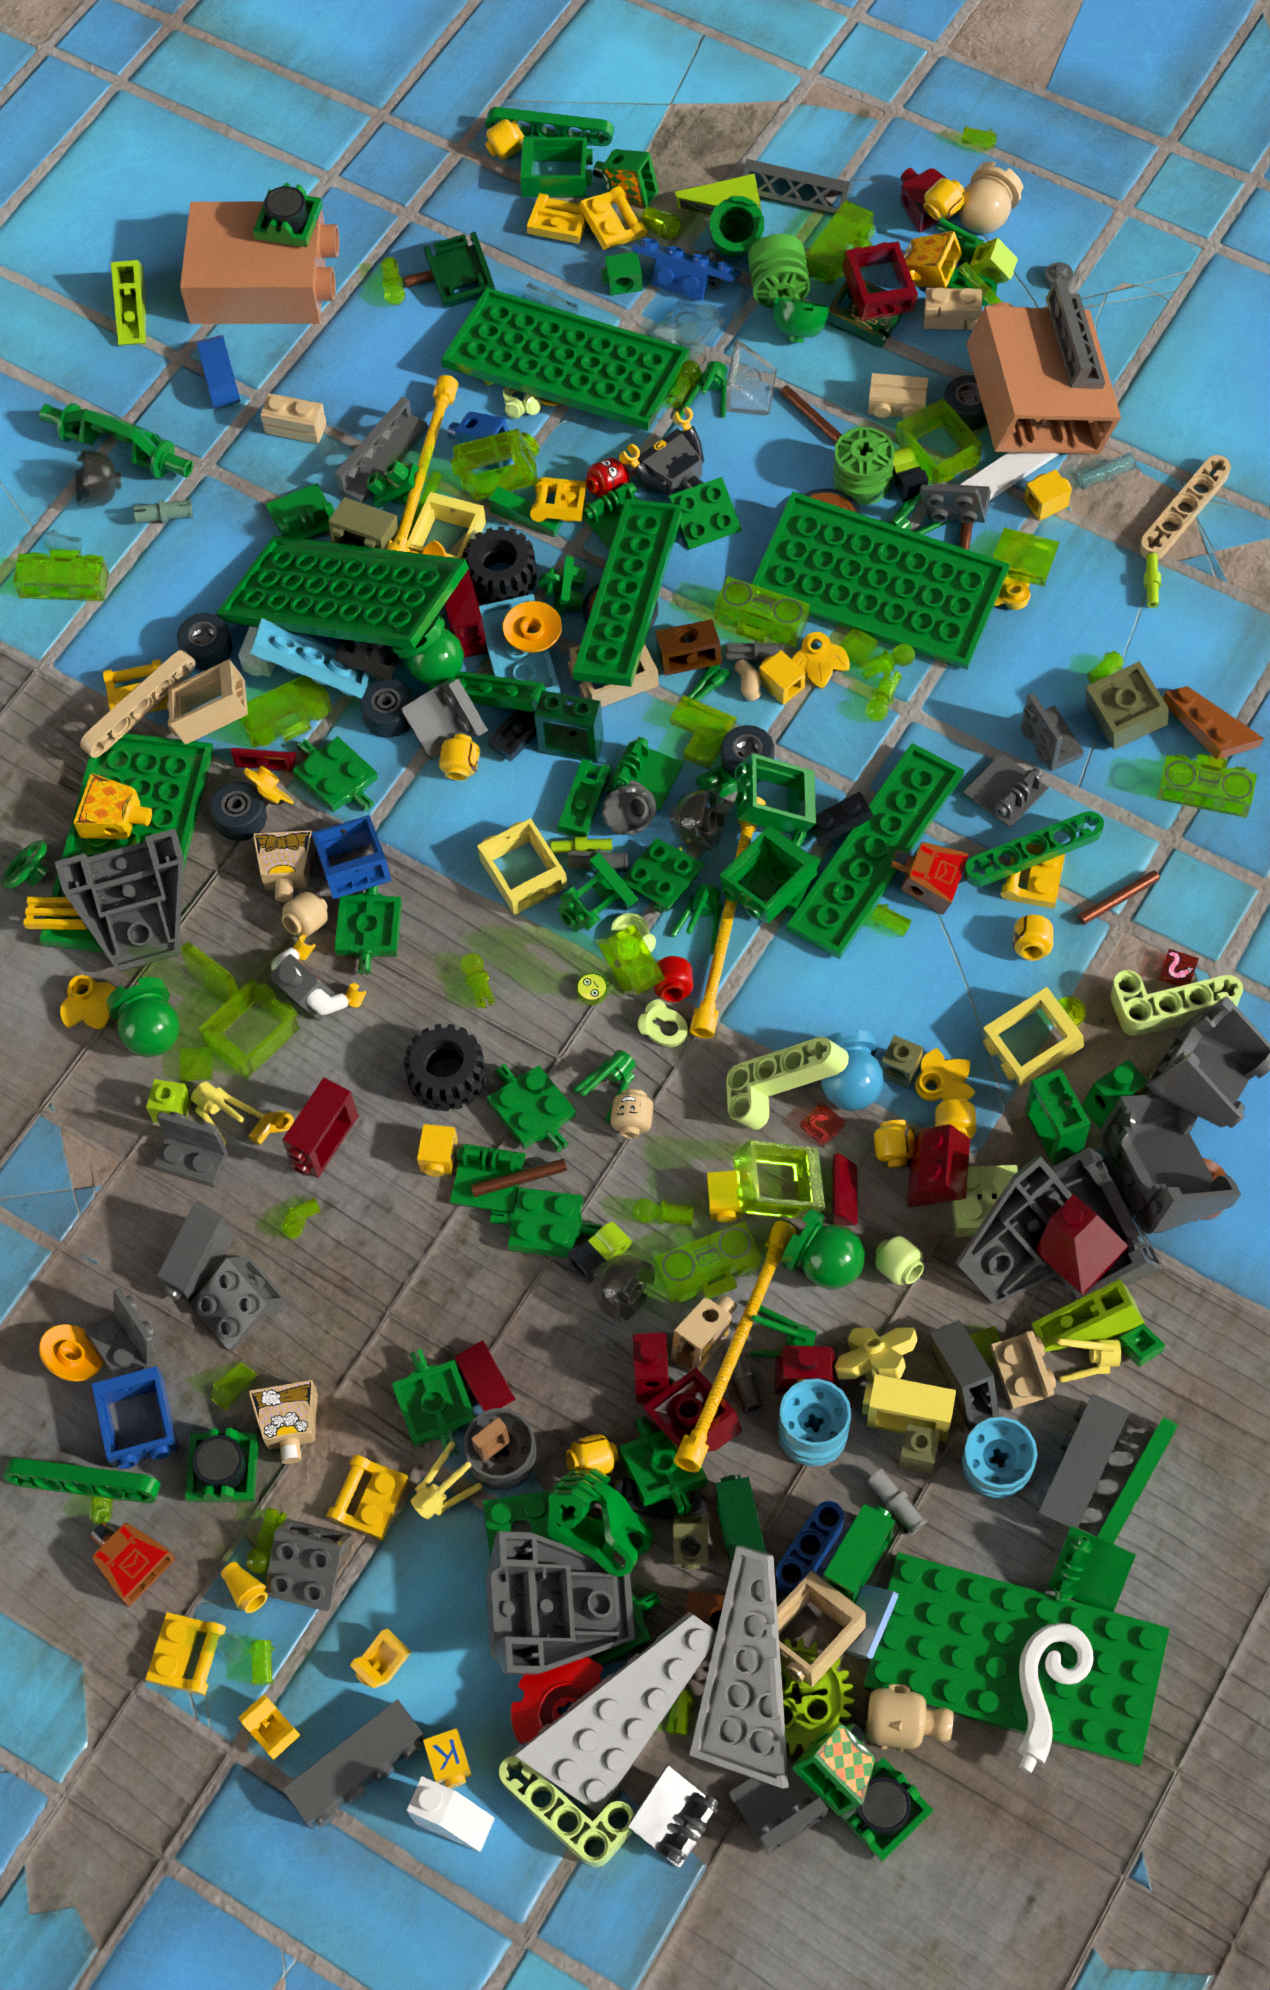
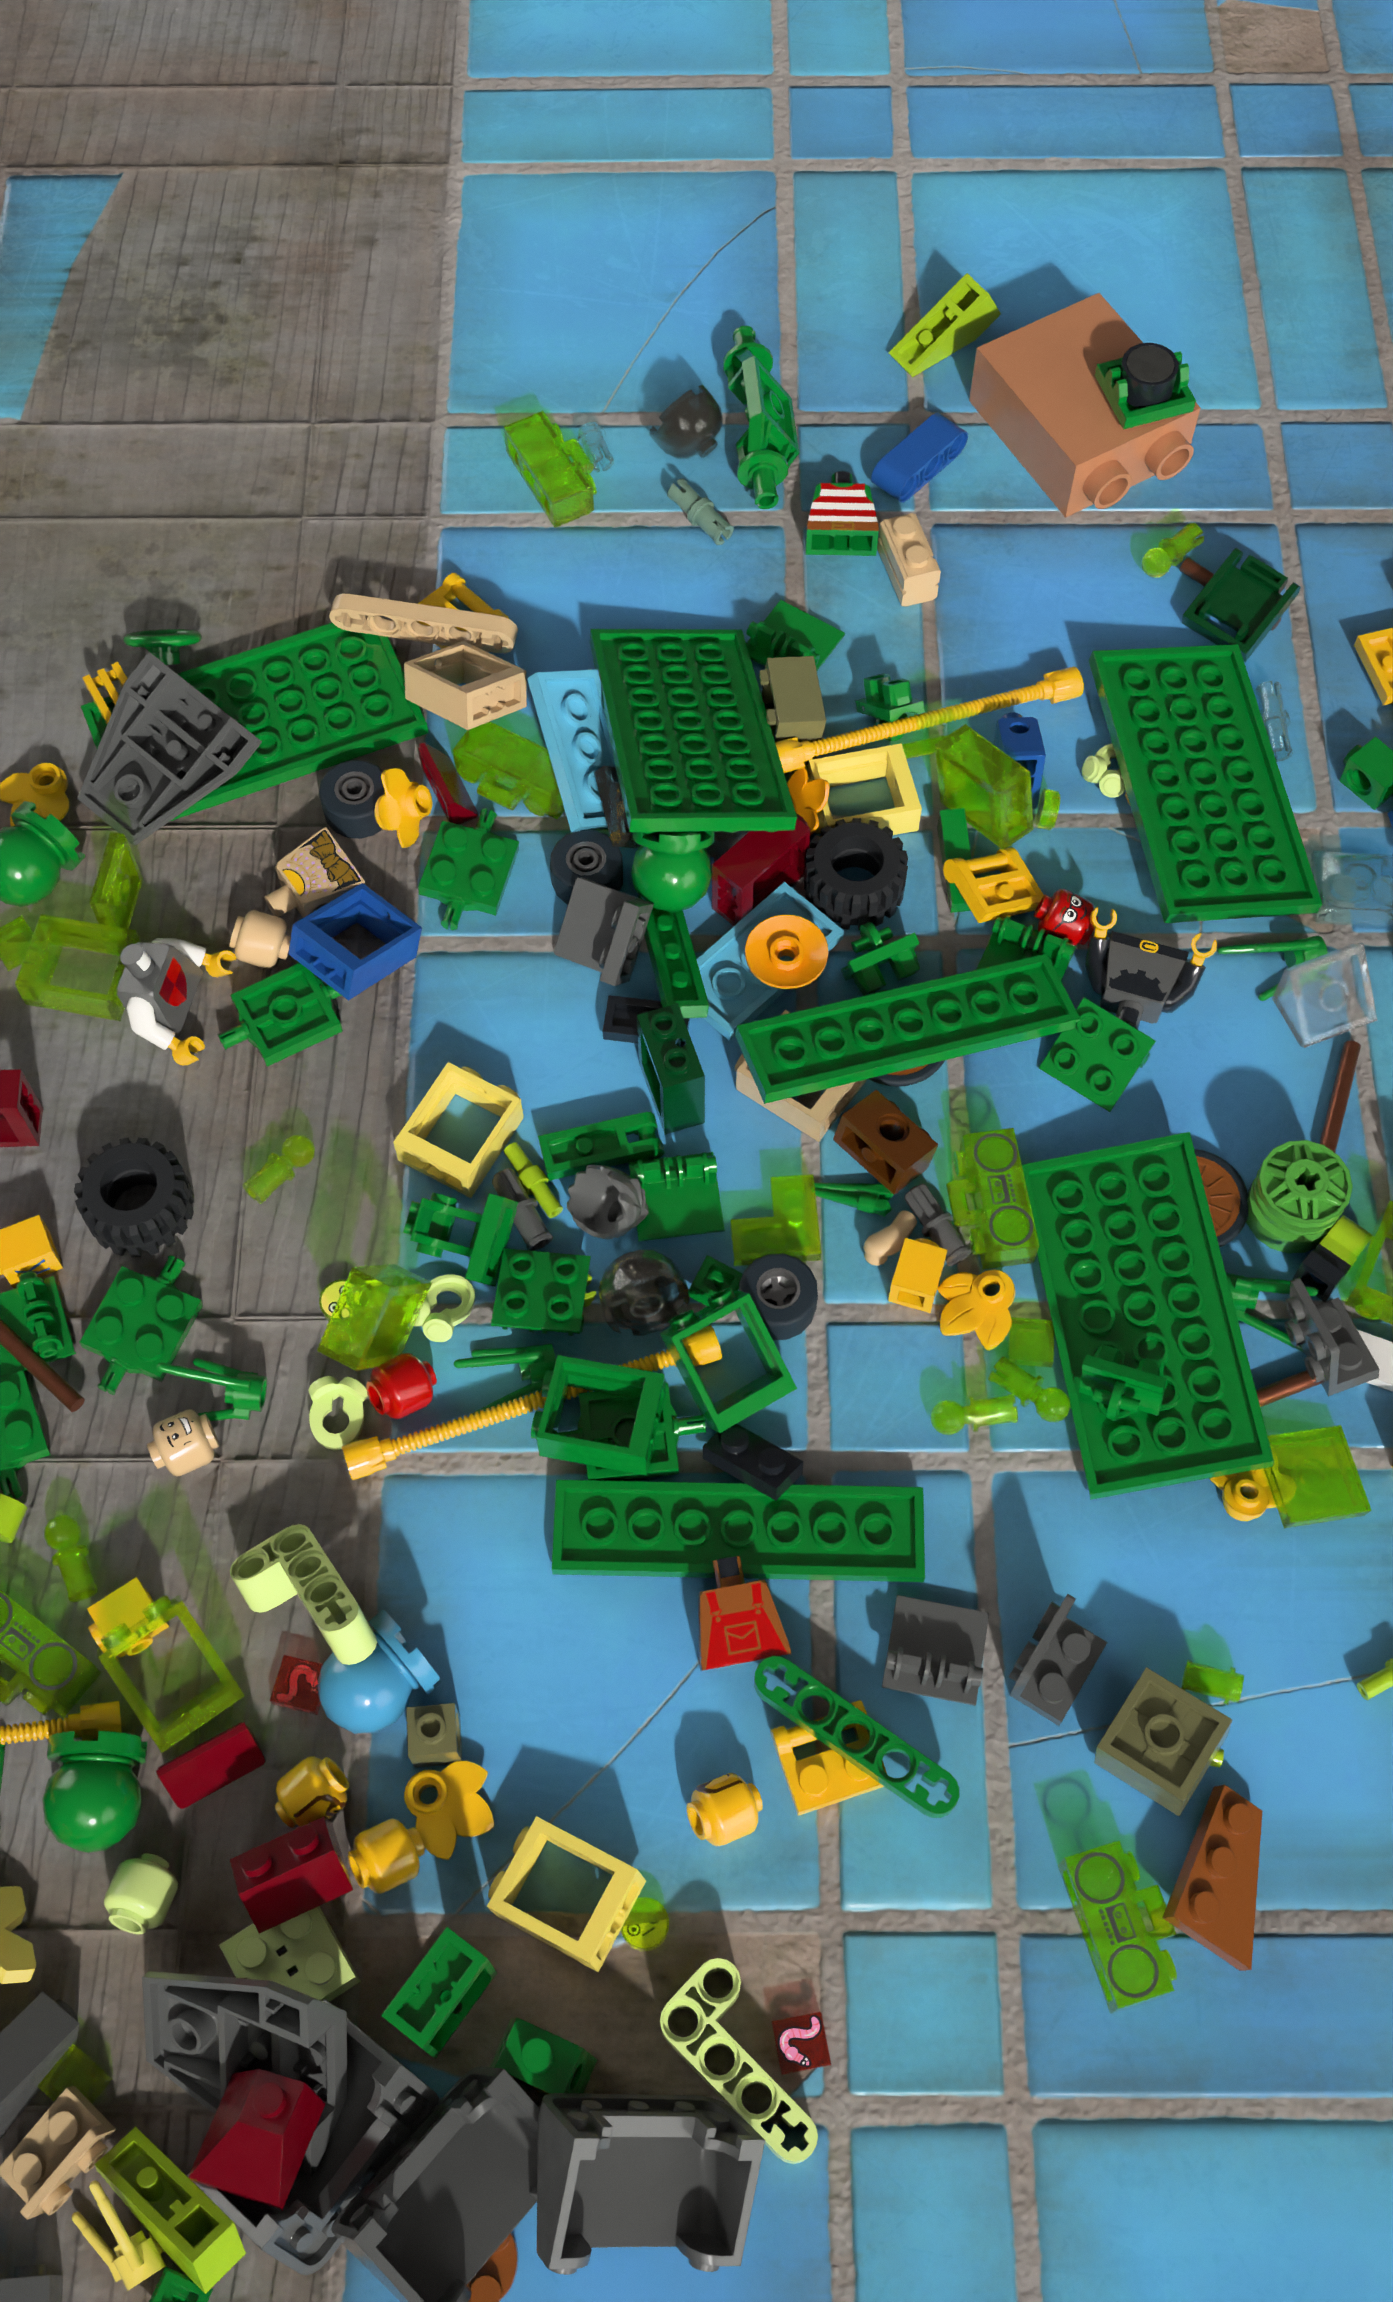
camera: 55 degrees right, 0 degrees up
(109, 810) = (269, 672): yellow torso -> none
(205, 640) = (555, 640): black wheel -> none
(232, 436) = (842, 519): none -> torso
(385, 443) = (928, 673): dark grey fence -> none
(459, 757) = (566, 979): yellow head -> none
(689, 373) = (1291, 924): clear neon green pin -> none
(891, 919) = (645, 1606): clear neon green pin -> none
(921, 610) = (1121, 1385): none -> green hips
(1118, 897) = (865, 1896): copper bar -> none

